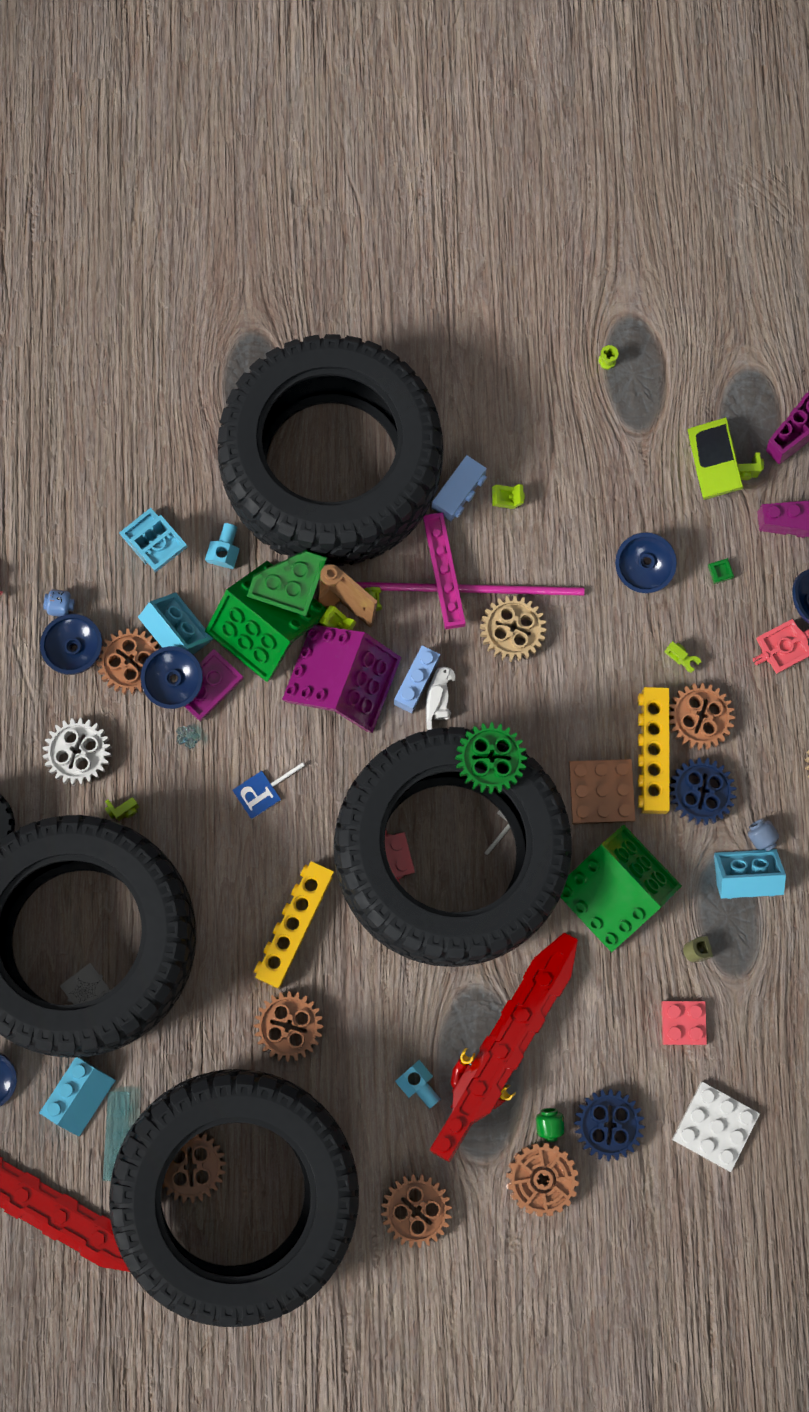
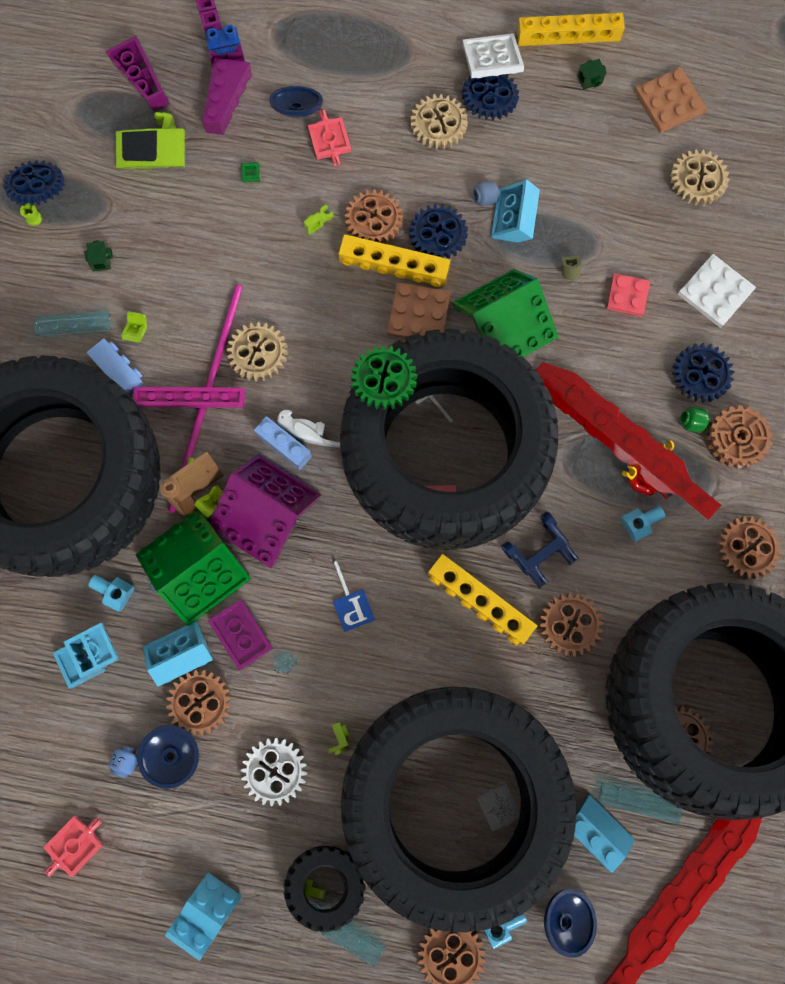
camera: 75 degrees left, 0 degrees up
(158, 673) = (224, 679): dark blue dish -> none
(289, 582) = (165, 531): green plate -> none
(343, 971) = (530, 566): none -> dark blue connector
(498, 432) = (72, 323): none -> clear light blue tile
(579, 438) = (98, 255): none -> dark green brick
(642, 576) = (239, 222): dark blue dish -> none
(643, 350) = (33, 182): none -> dark blue gear

